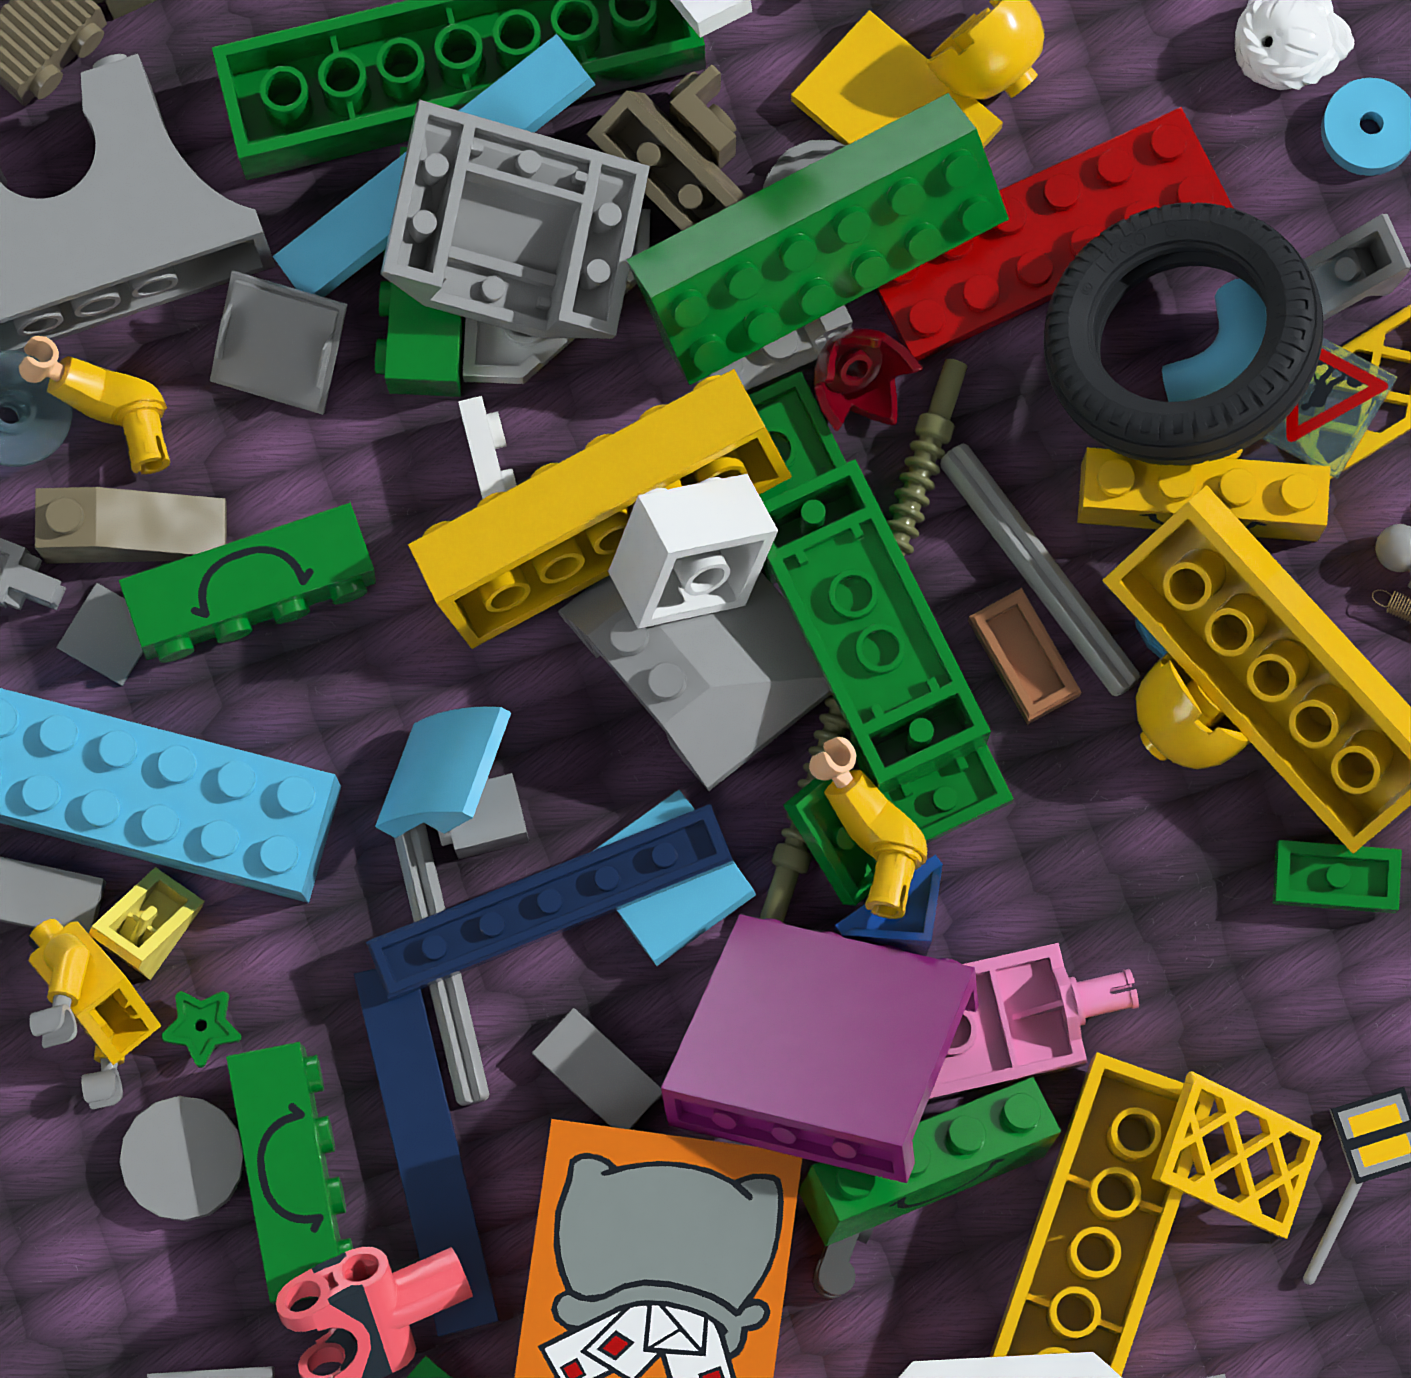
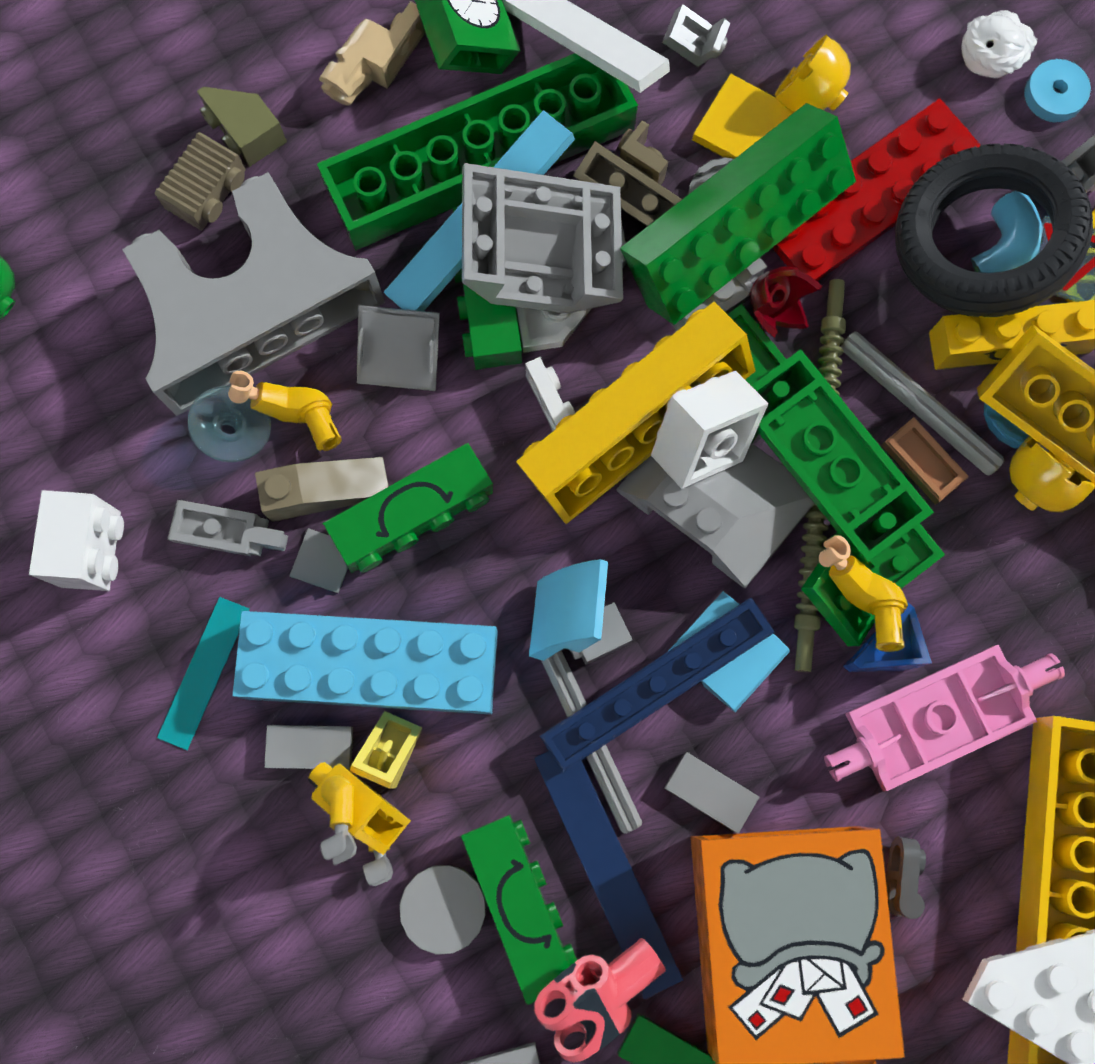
camera: 15 degrees left, 0 degrees up
(218, 1029) = (449, 817): green plate -> none
(818, 1046) = (874, 752): magenta panel -> none
(949, 1155) = (957, 813): green brick -> none

